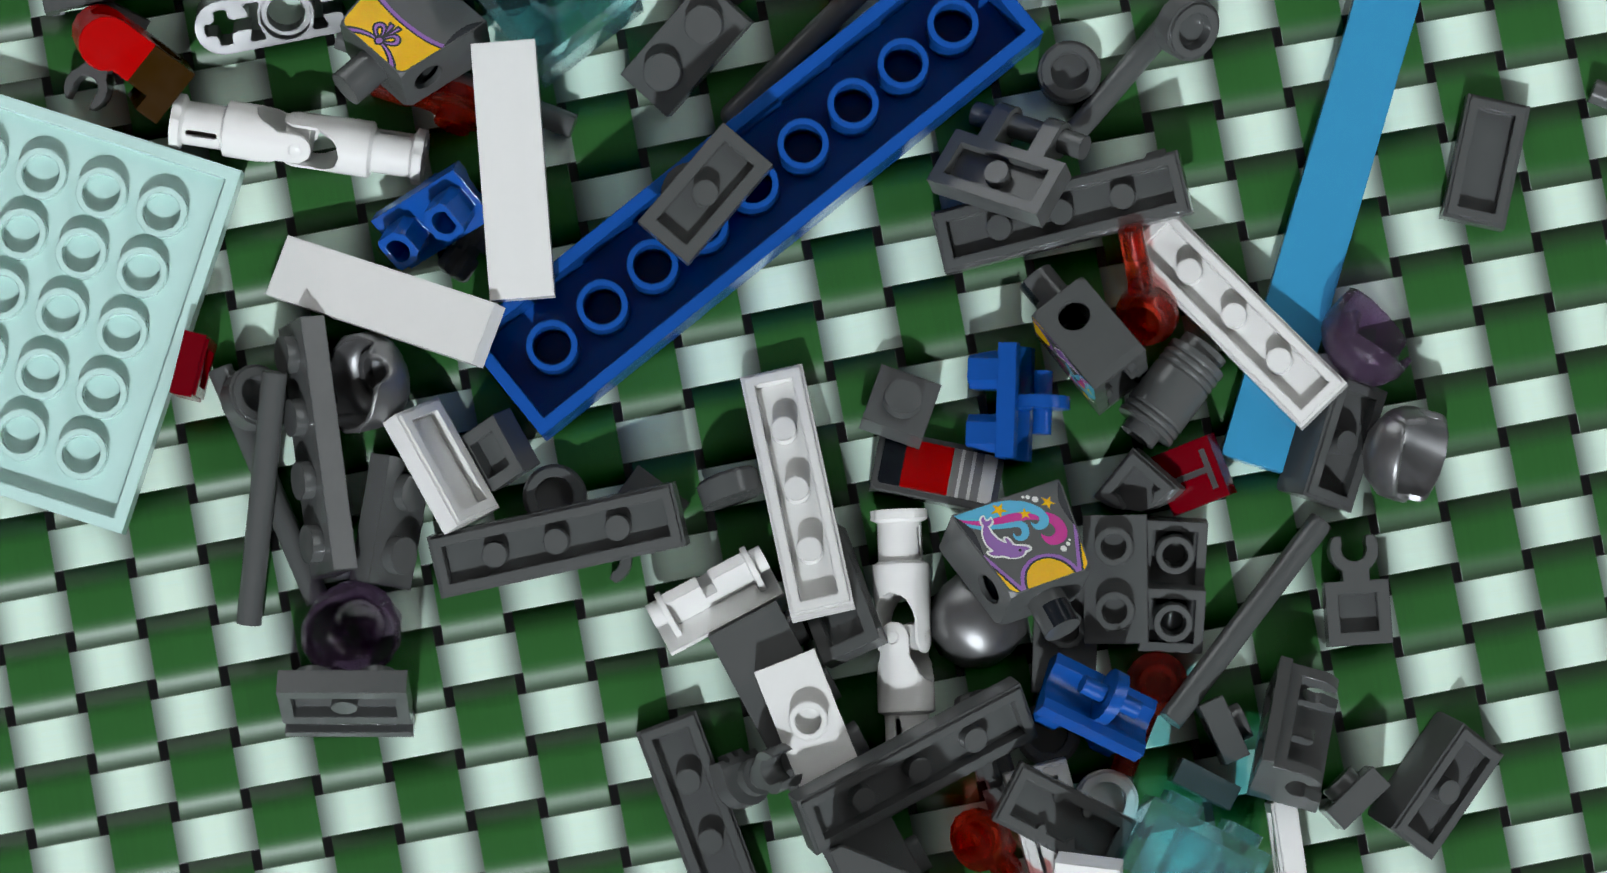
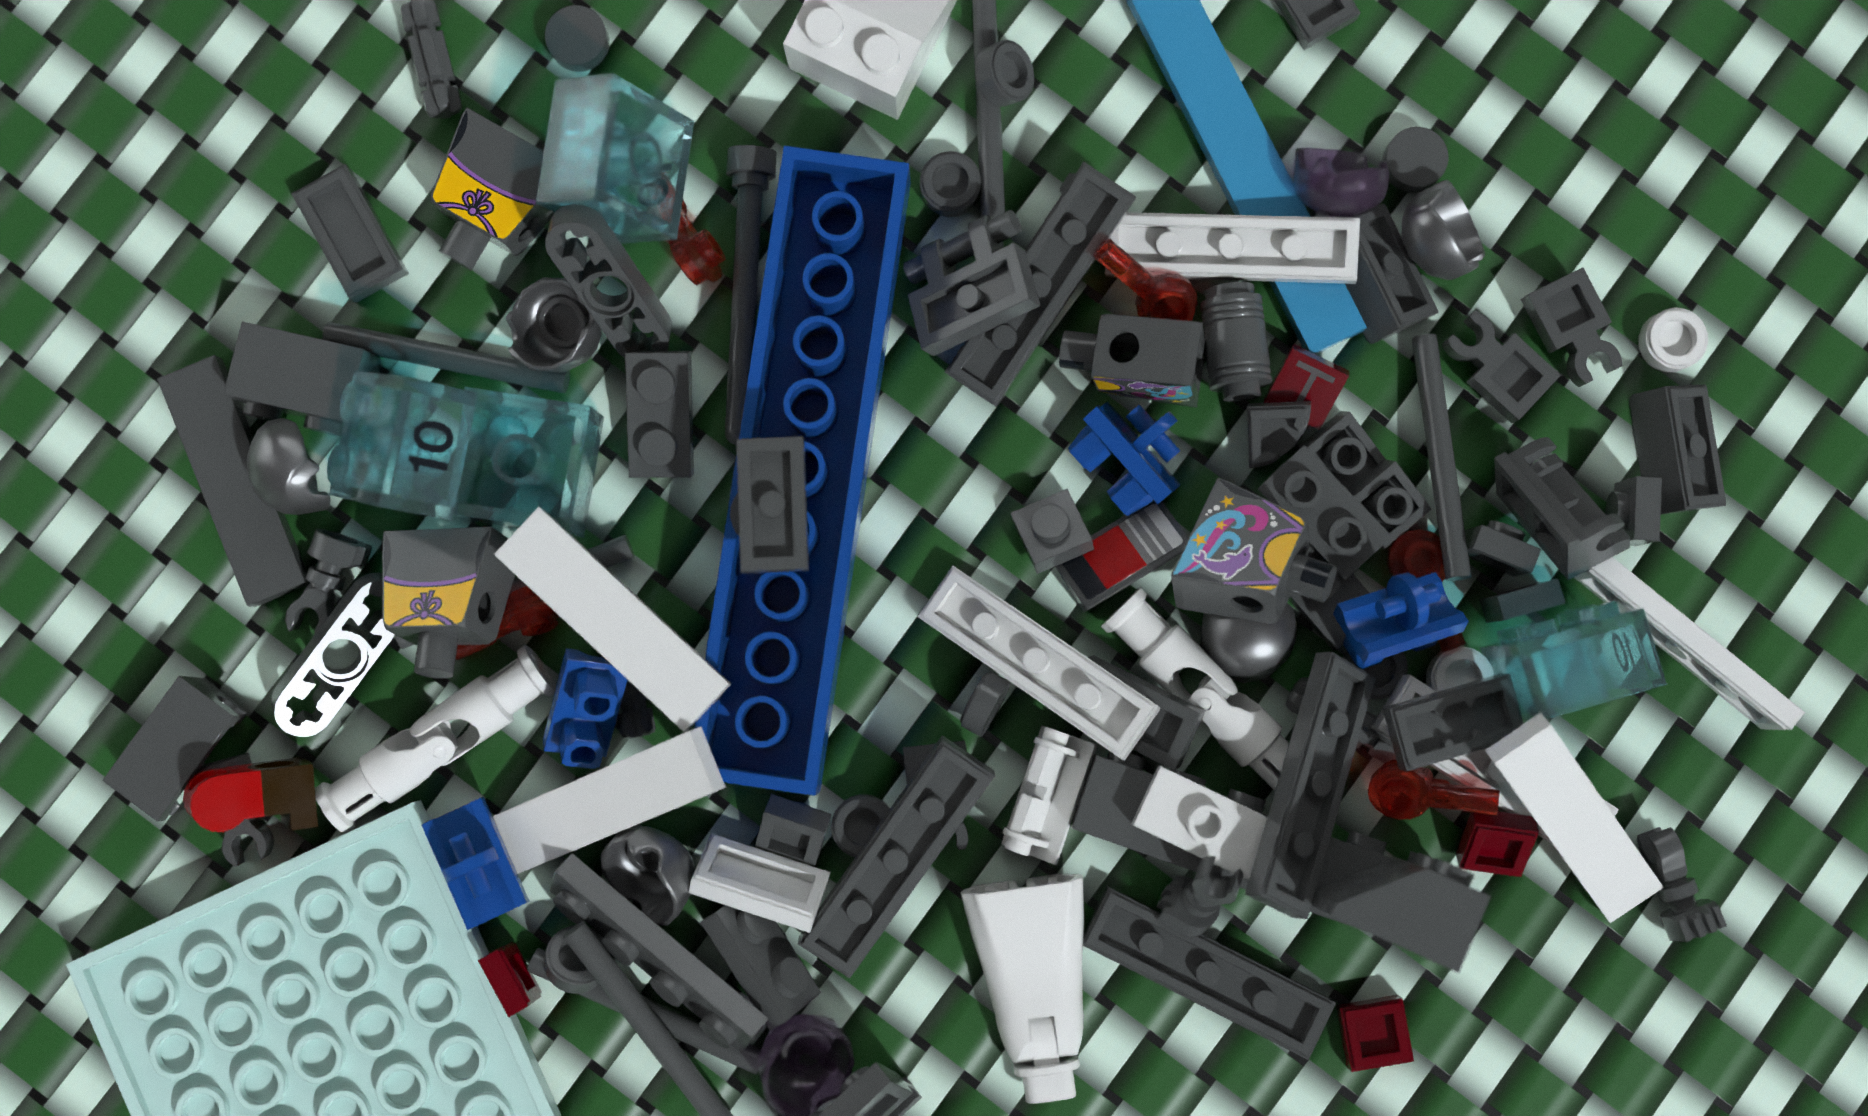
camera: 40 degrees left, 0 degrees up
(246, 257) = (475, 863): none -> blue hips
(584, 715) = (1033, 971): none -> white piece
(1441, 379) = (1415, 159): none -> dark grey tile
(1444, 605) = (1569, 316): none -> dark grey plate
(1510, 698) = (1673, 340): none -> white tile

